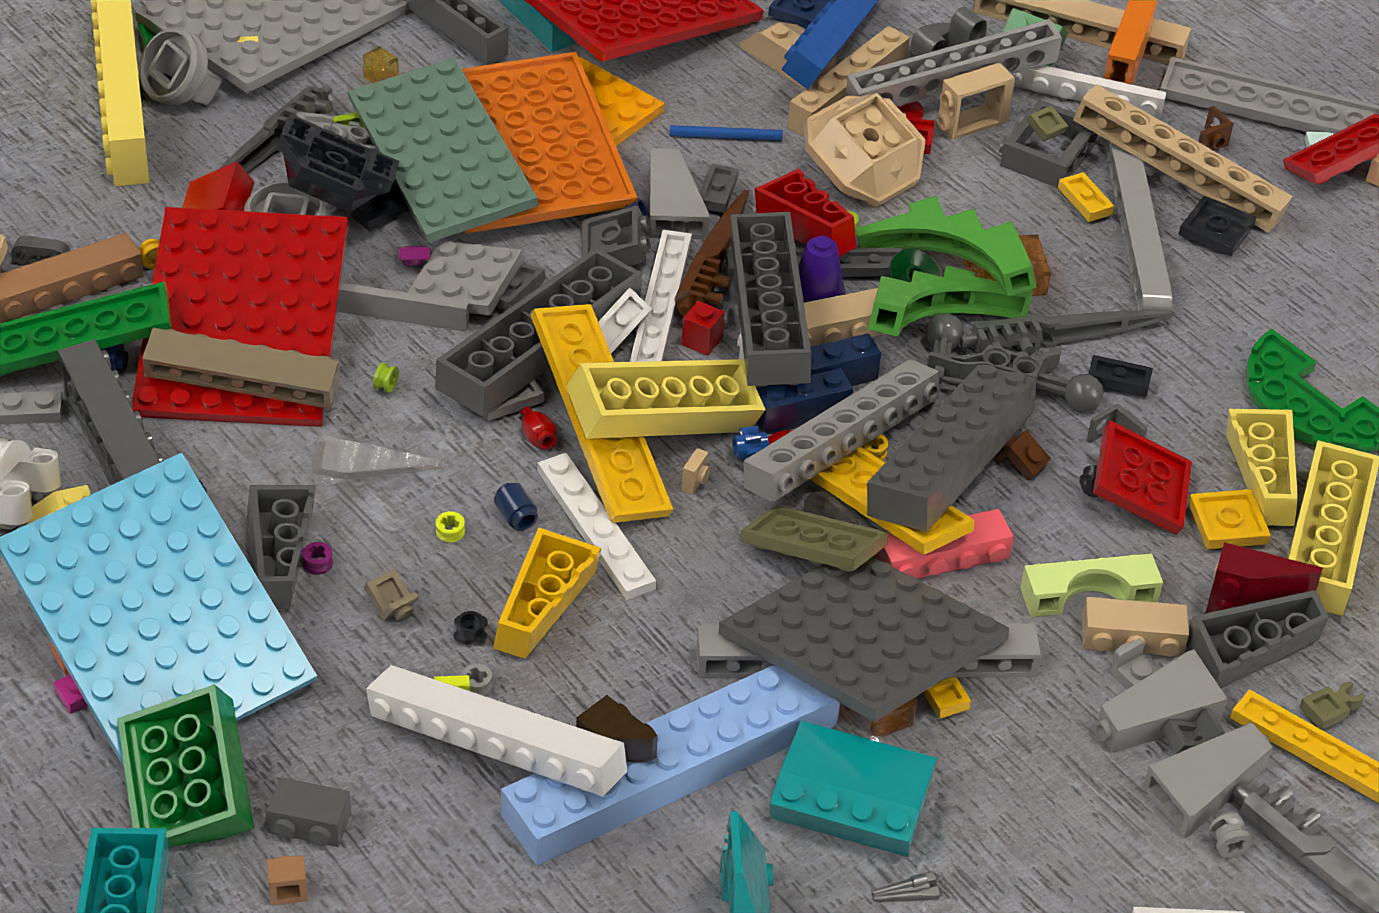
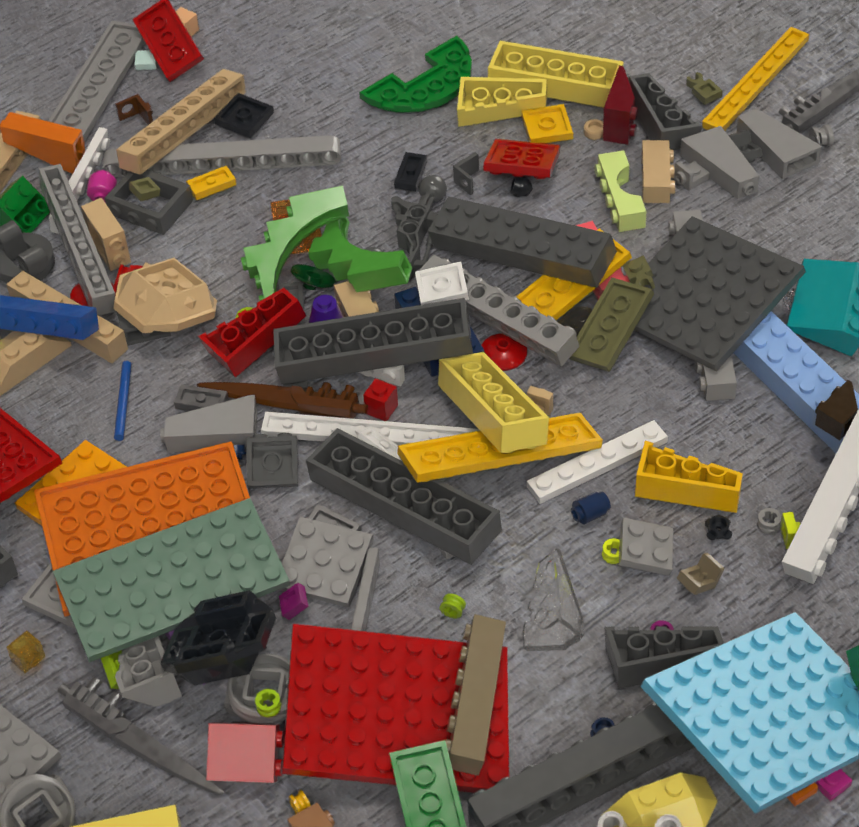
camera: 85 degrees left, 5 degrees up
(252, 200) = (272, 696): none -> lime bush
(447, 552) = (646, 546): none -> light grey plate
(538, 428) = (503, 498): red plant -> none
(749, 442) = (511, 366): blue gear -> none
(869, 365) = (441, 283): none -> white plate
(903, 566) = (639, 272): none -> olive plate
(1046, 331) = (367, 213): dark grey piece -> none
(1067, 97) = (100, 184): none -> dark pink head

